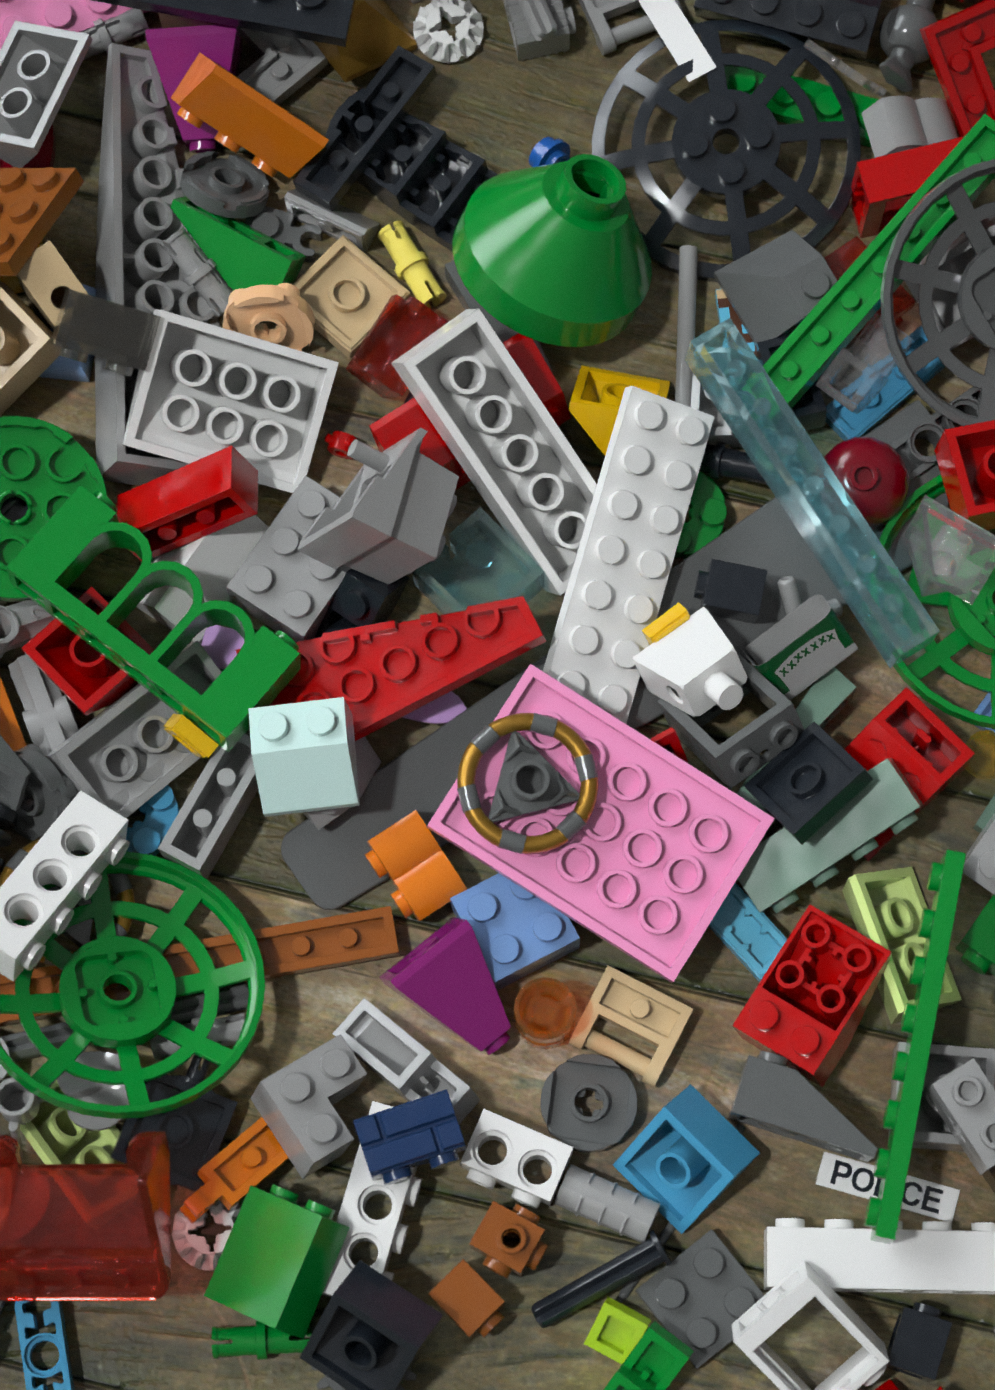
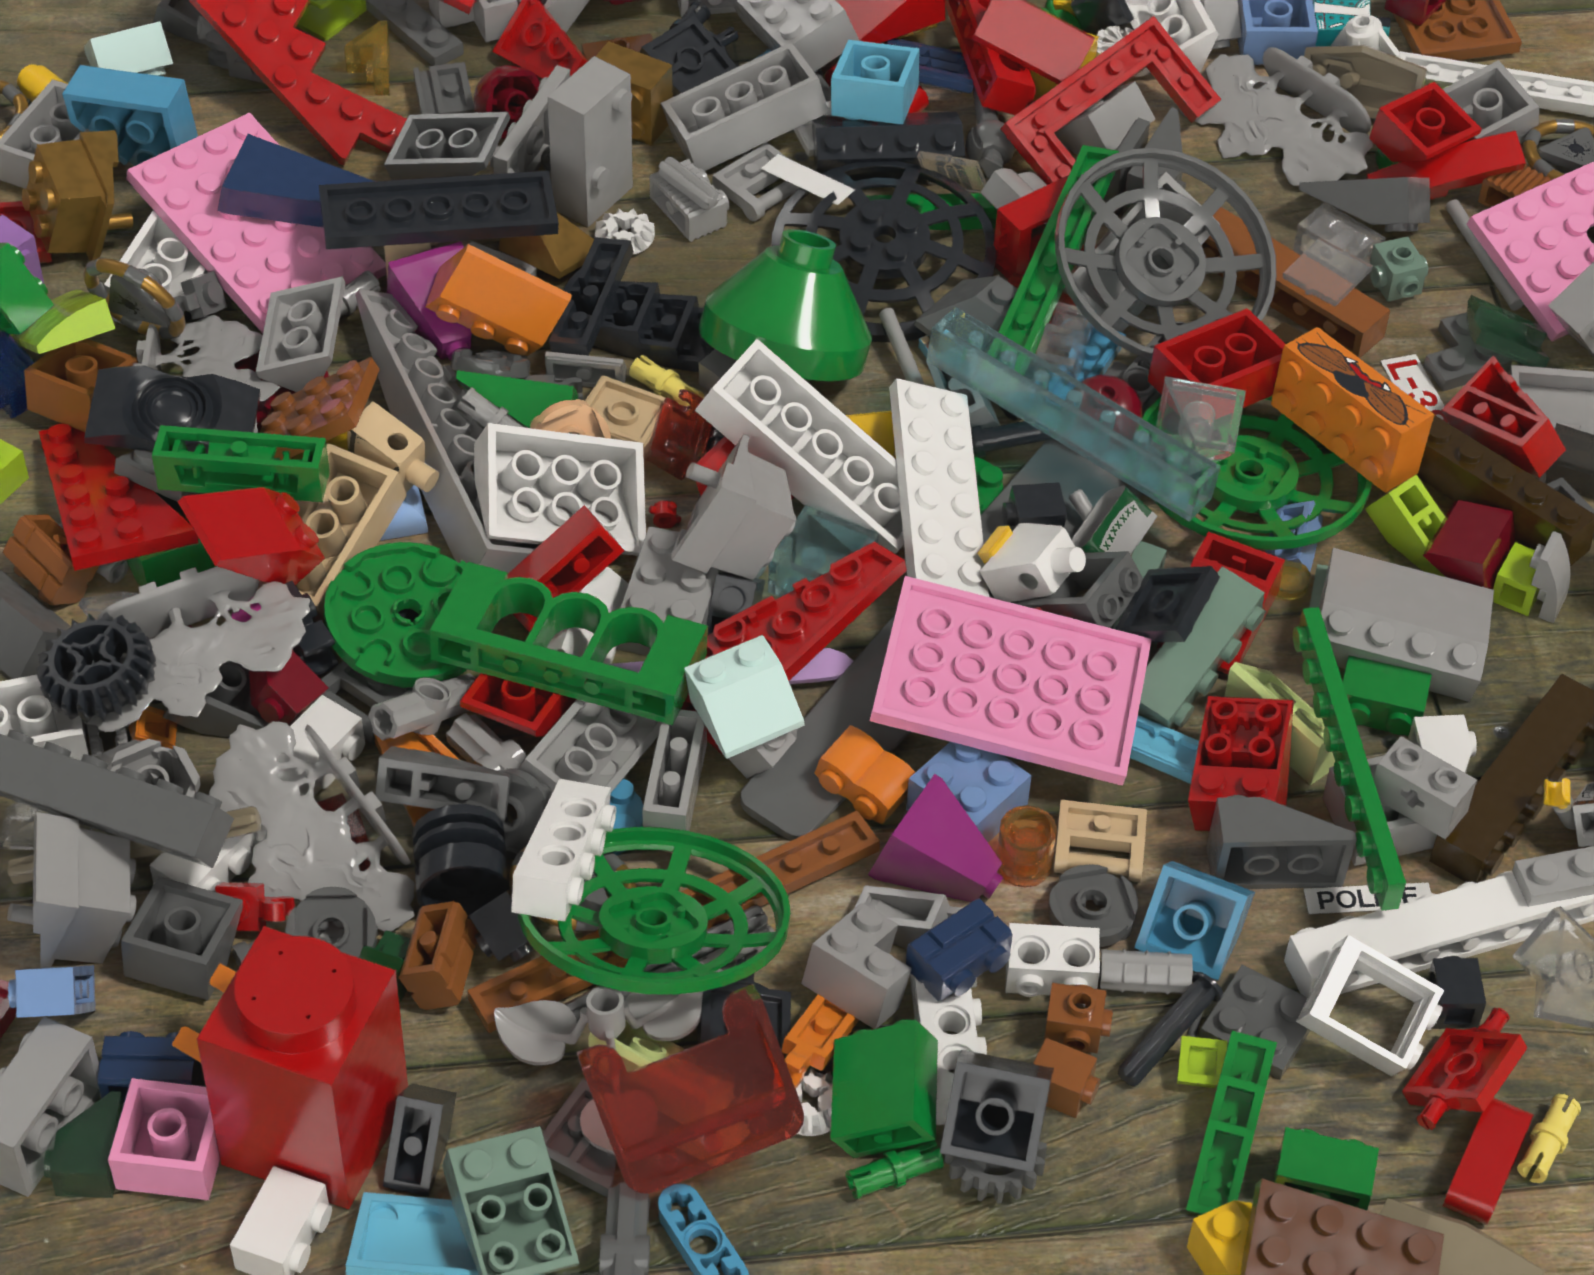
camera: 25 degrees left, 25 degrees down
(104, 331) = (444, 452): clear smoke piece -> none
(190, 736) = (634, 725): yellow tile -> none
(527, 783) = (942, 657): dark grey piece -> none

